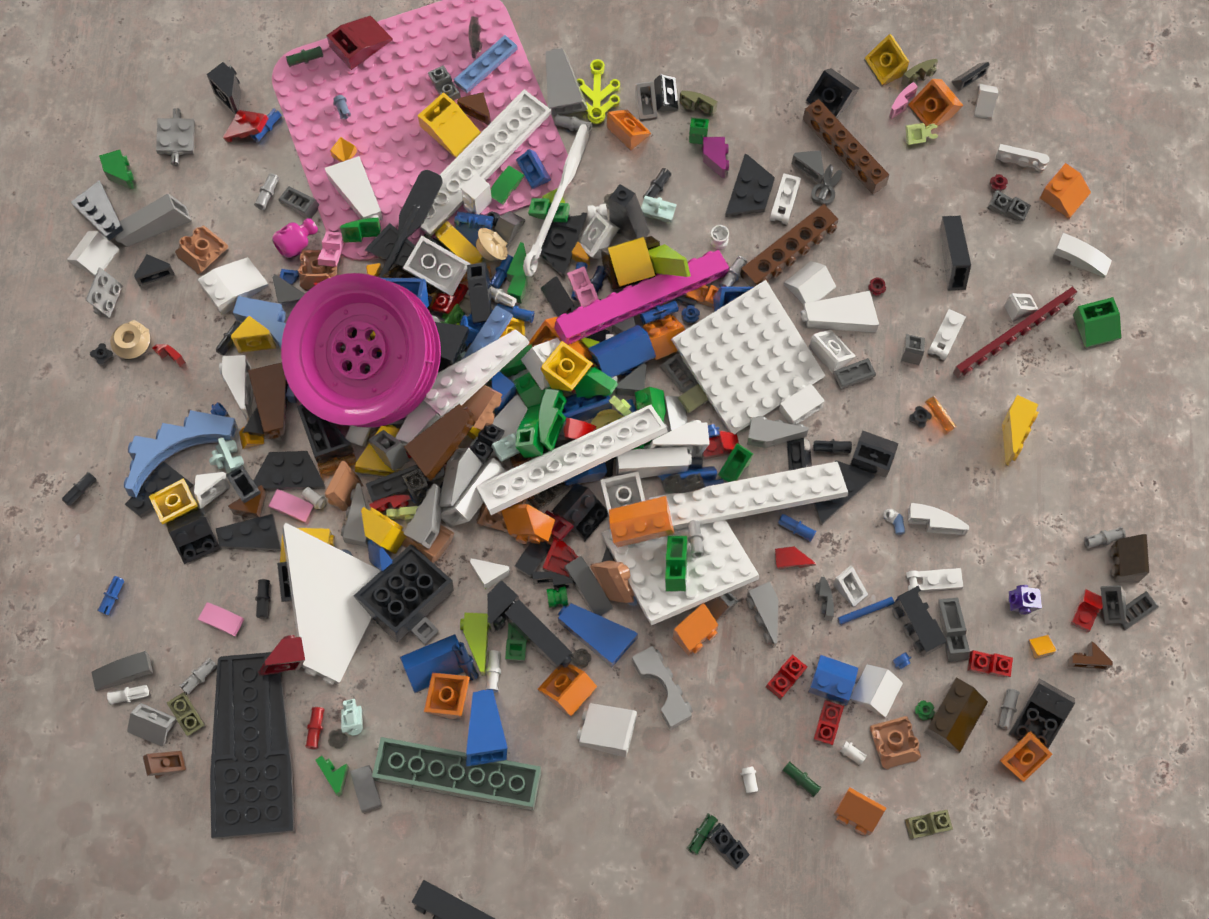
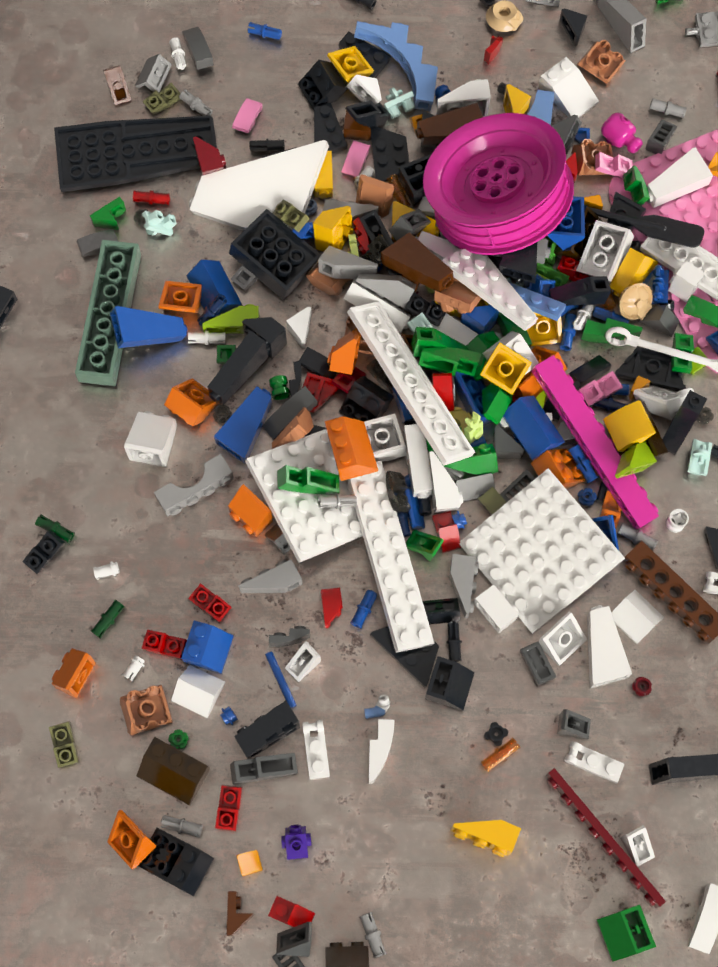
camera: 85 degrees right, 0 degrees up
(366, 569) = (290, 215): none -> olive slope

